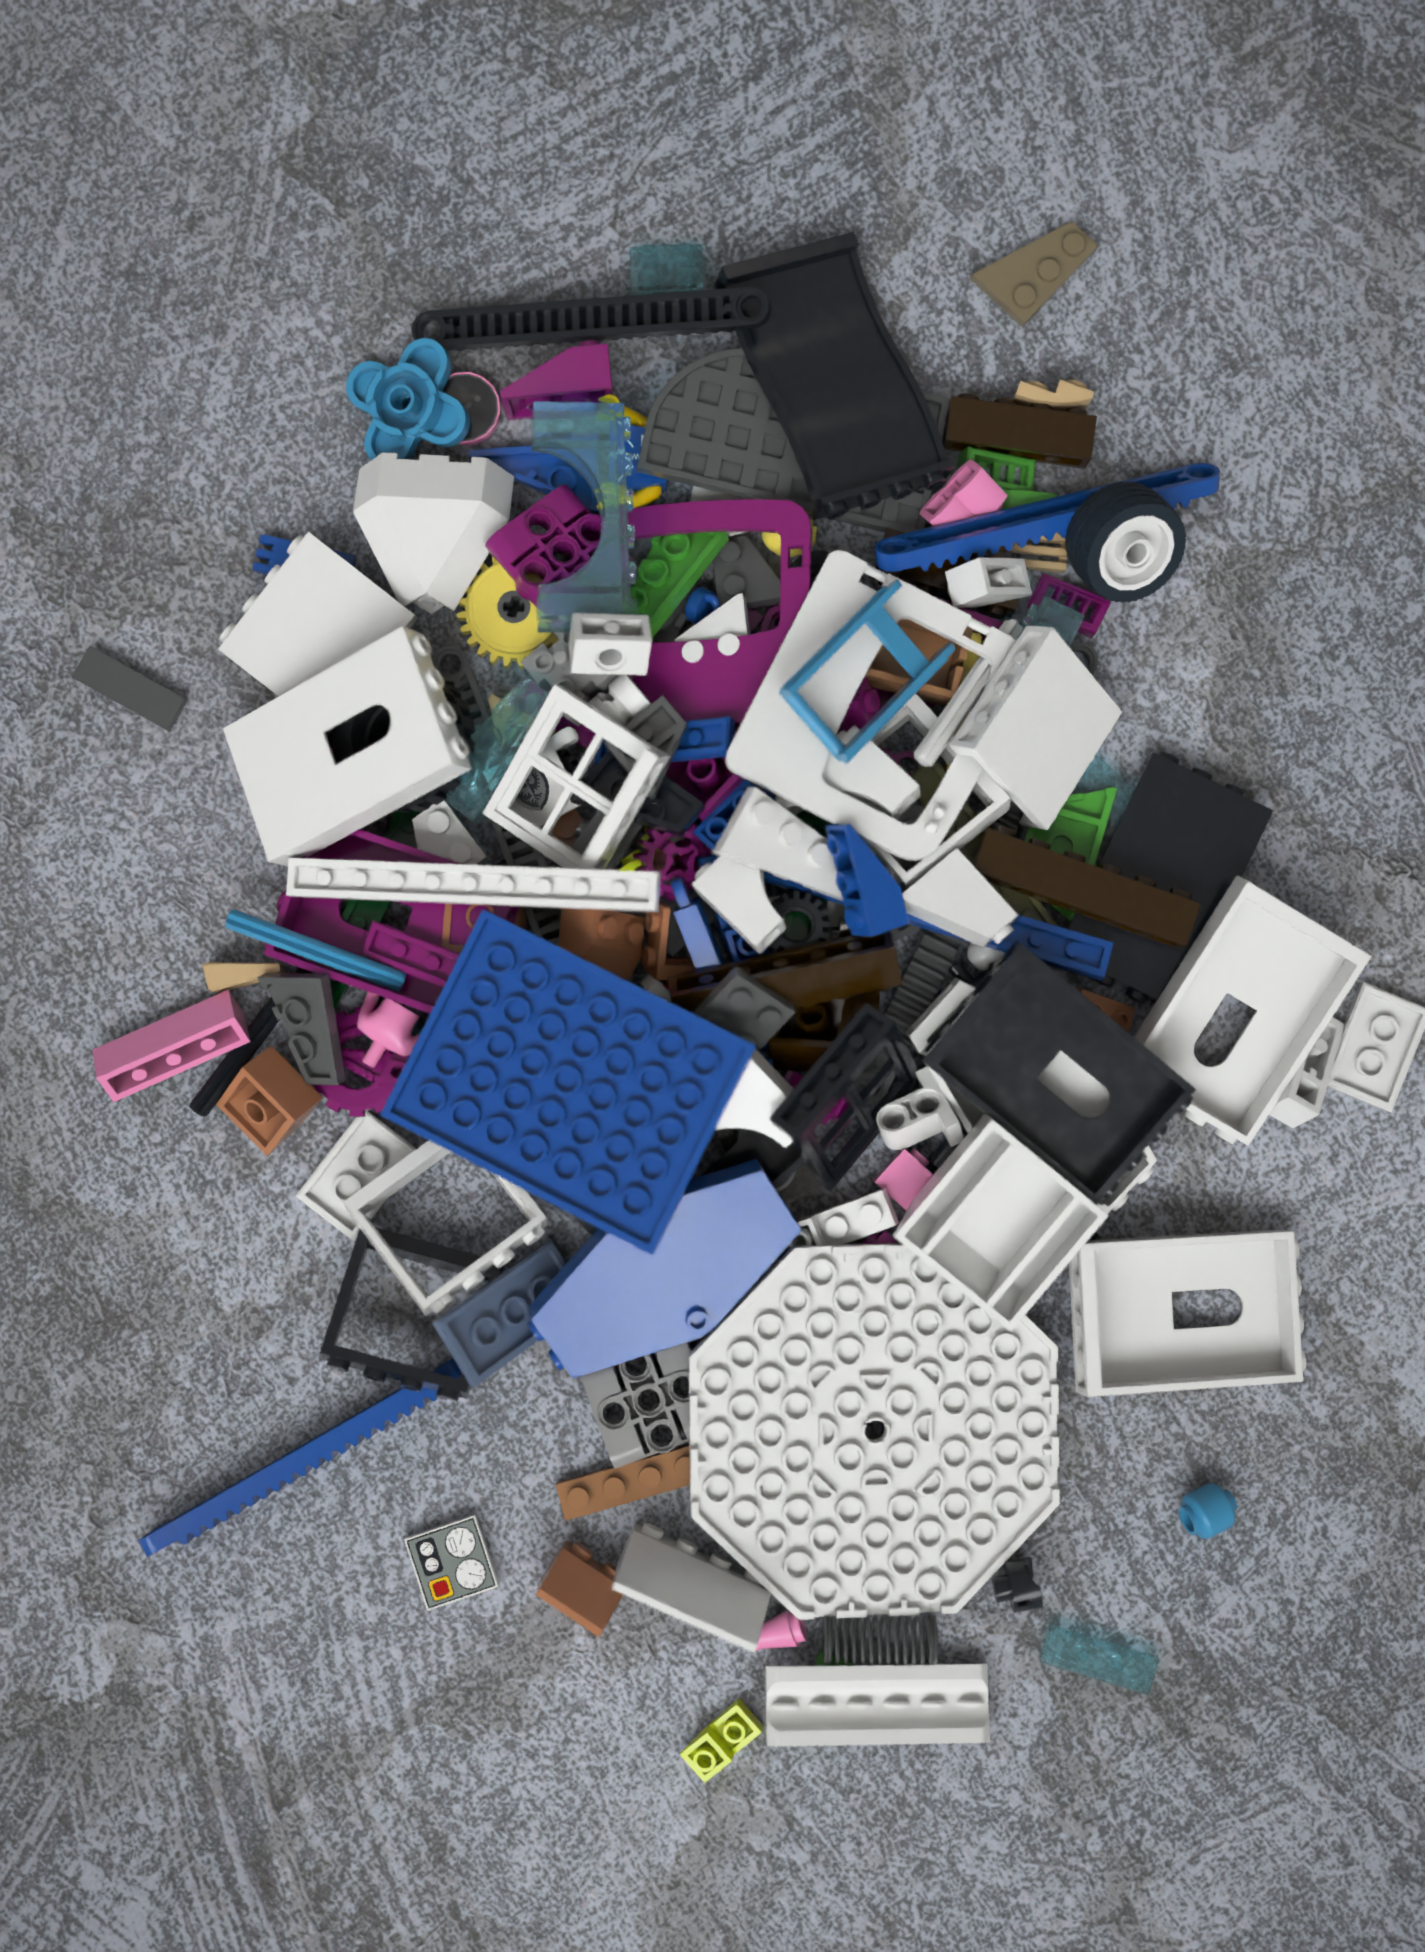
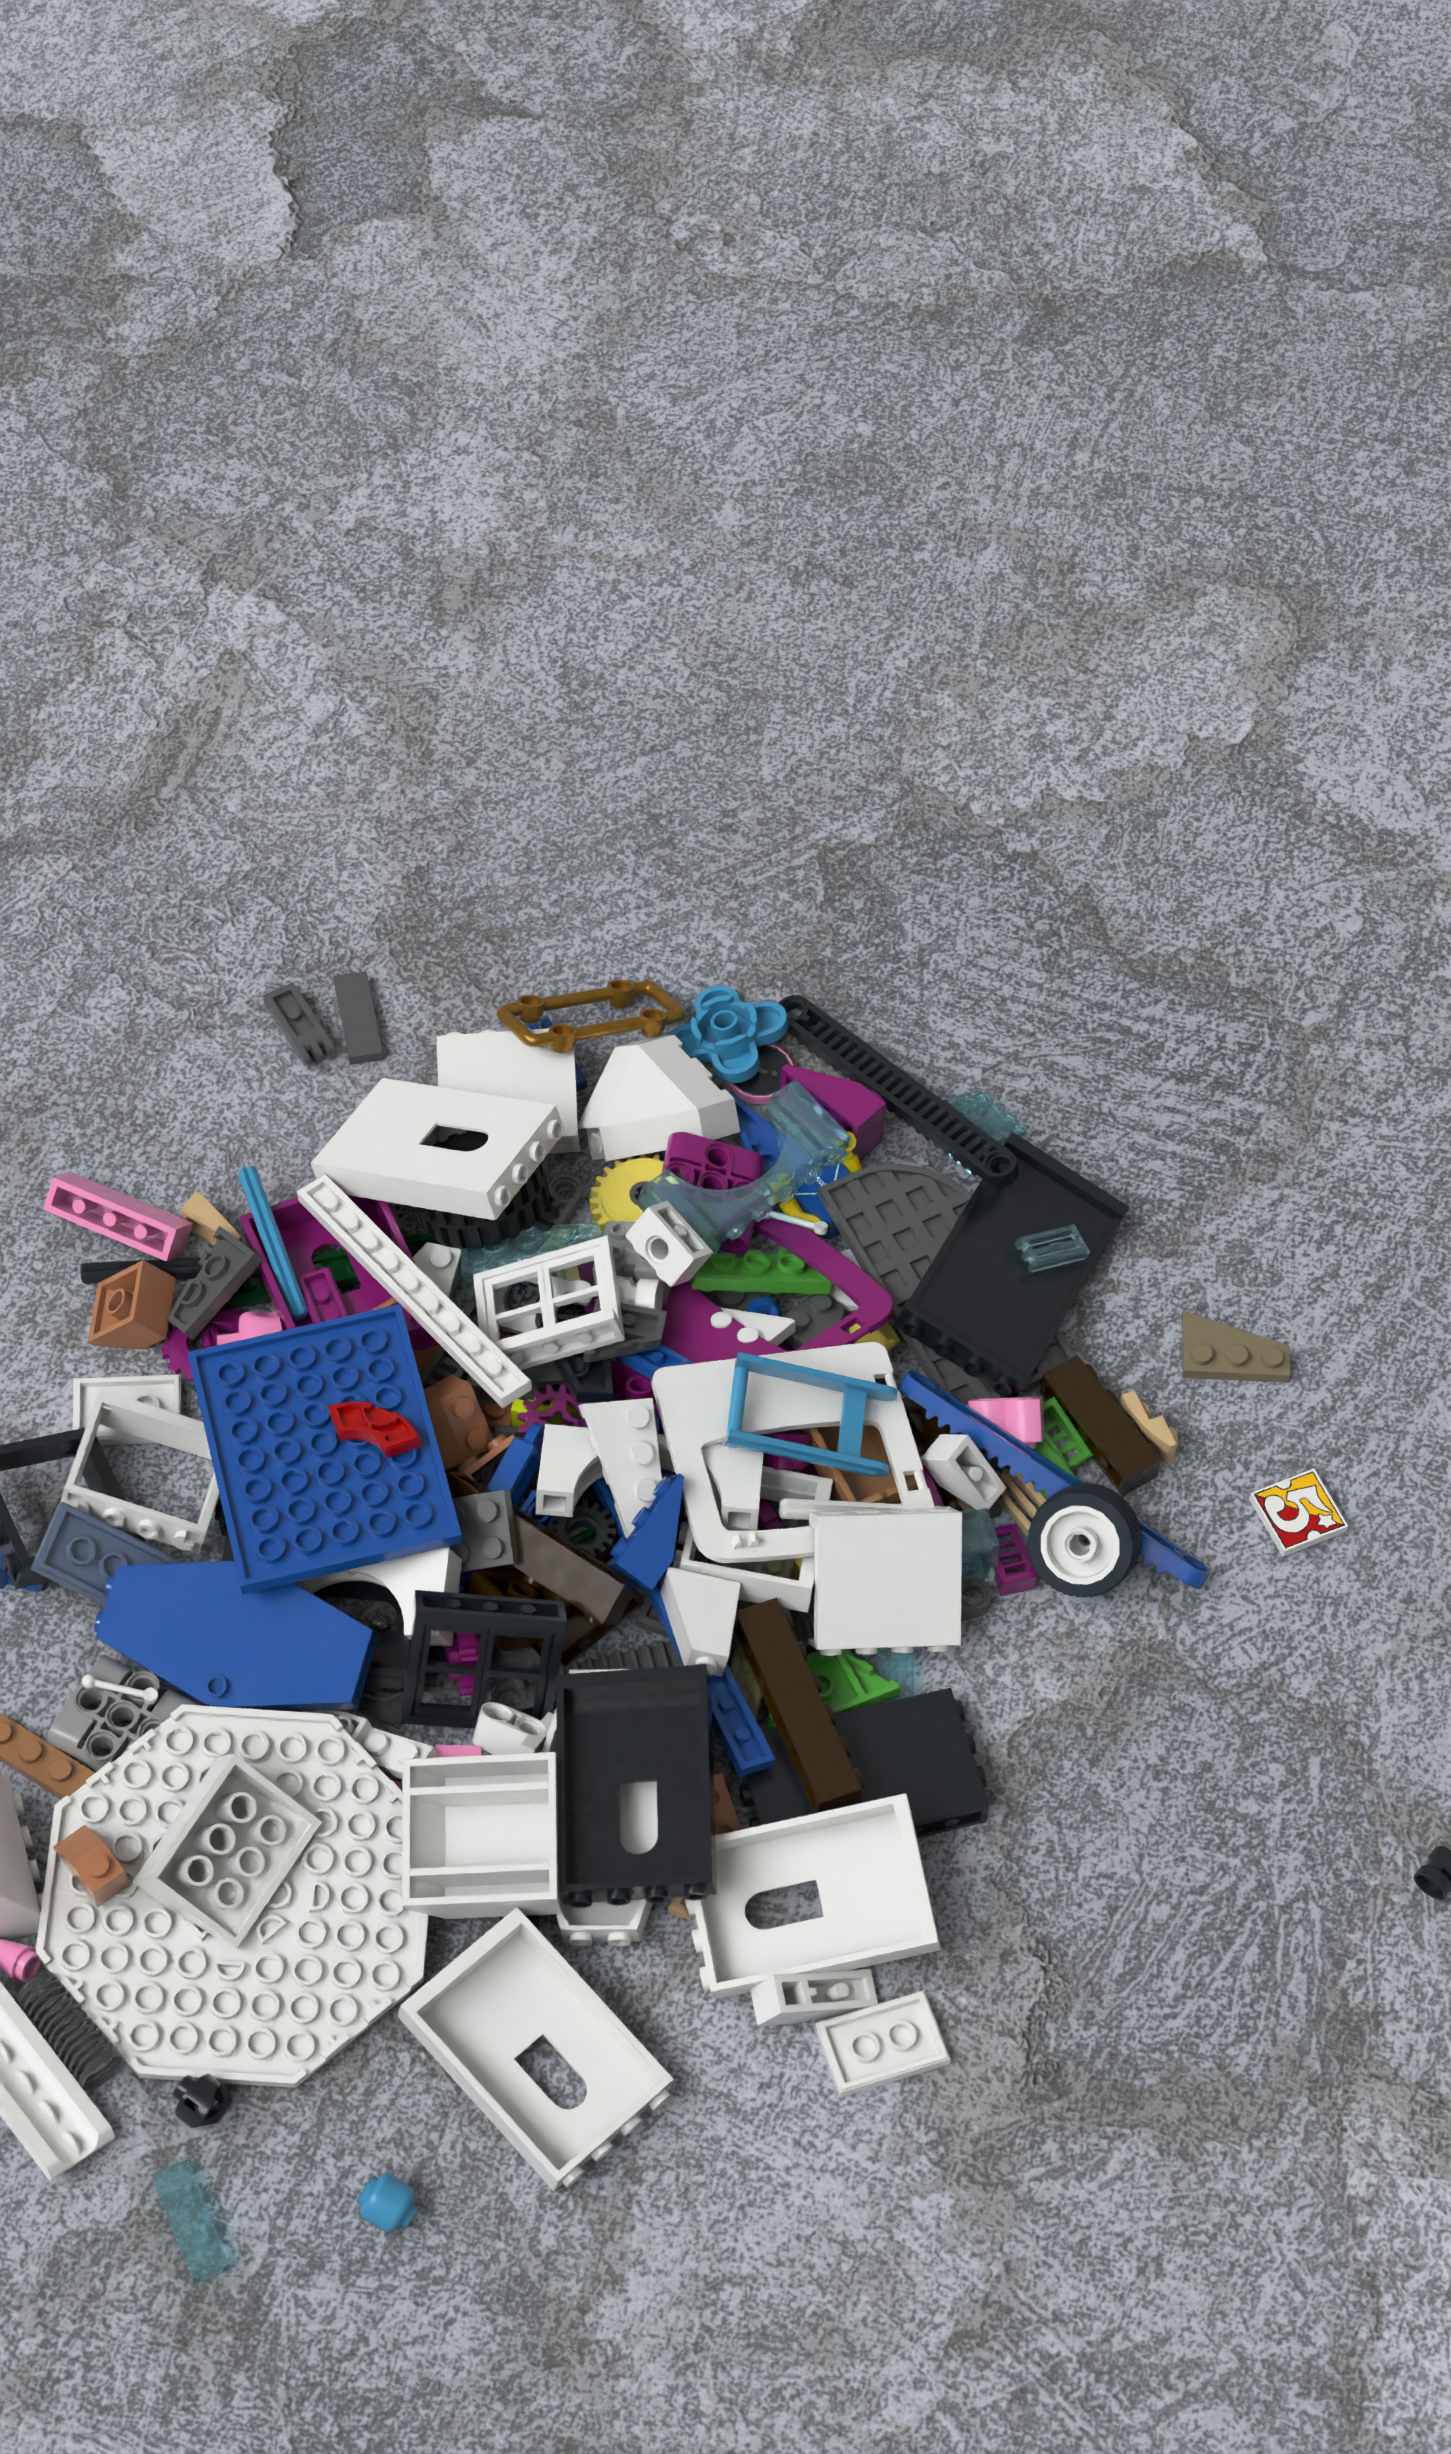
camera: 50 degrees right, 30 degrees down
(95, 743) = (298, 1023): none -> dark grey hinge
(314, 549) = (563, 1036): none -> pearl gold bar
(590, 1028) = (375, 1425): none -> red tile
(651, 1368) = (149, 1695): none -> white hinge
(663, 494) = (819, 1227): none -> white hinge
(770, 1533) = (92, 1865): none -> nougat slope
(838, 351) = (1054, 1254): none -> clear light blue tile
(845, 1422) = (228, 1850): none -> white slope
(1215, 349) = (1298, 1512): none -> tile

